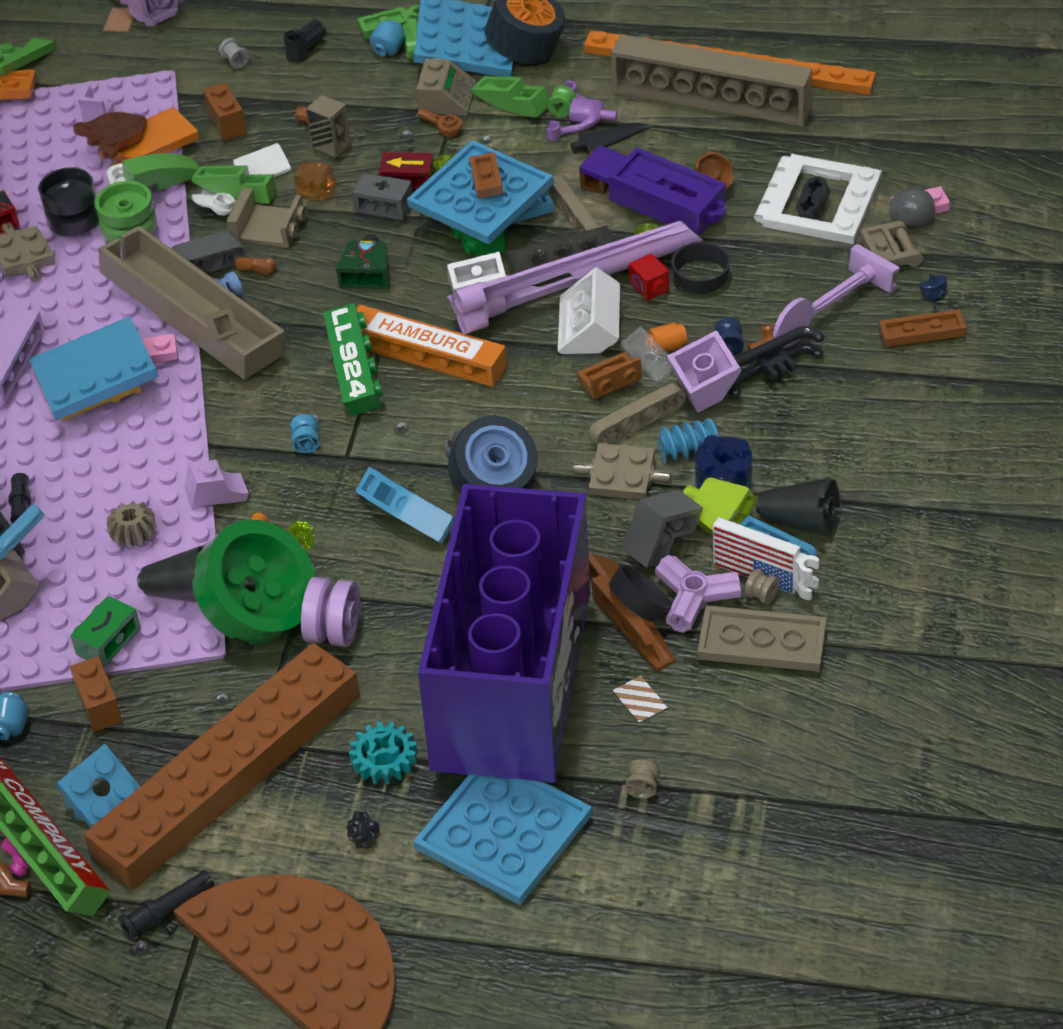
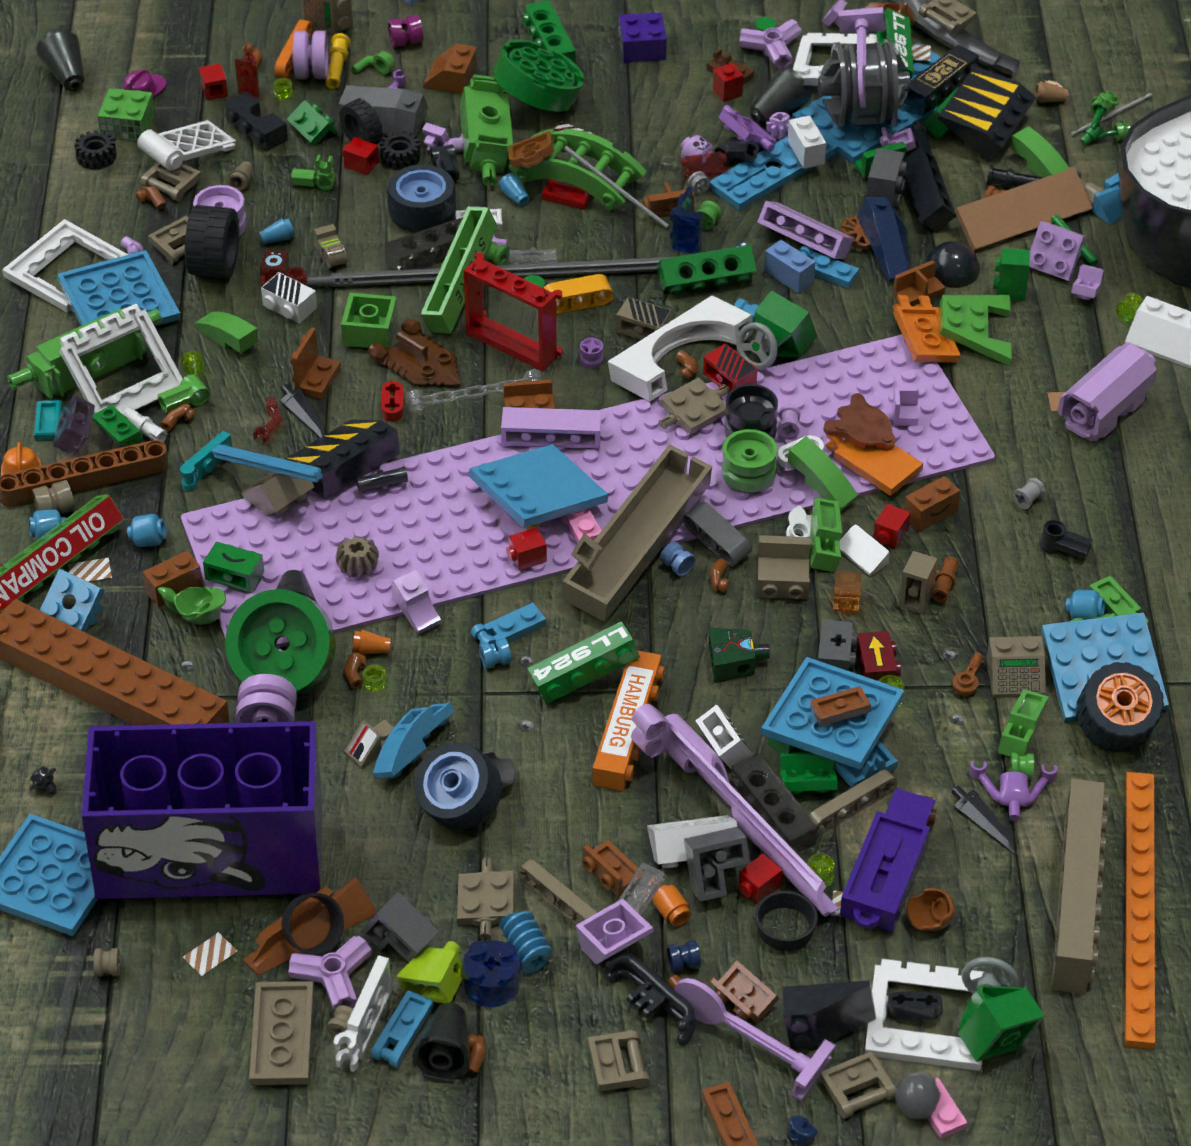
camera: 75 degrees right, 0 degrees up
(40, 780) = (91, 570): none -> sticker
(149, 665) = (195, 604): none -> bright green hair
(175, 389) = (527, 549): none -> red brick
(240, 140) = (891, 526): none -> red brick
(266, 424) = (510, 625): none -> dark azure plate
(393, 543) = (367, 743): none -> slope
(532, 229) = (807, 773): none -> green bracket
(634, 292) = (708, 857): none -> dark grey brick
(772, 300) = (746, 991): none -> bracket
(824, 247) = (825, 1011): none -> black slope
(839, 396) = (608, 1061): none -> dark tan plate
(852, 137) = (998, 1013): none -> green piece

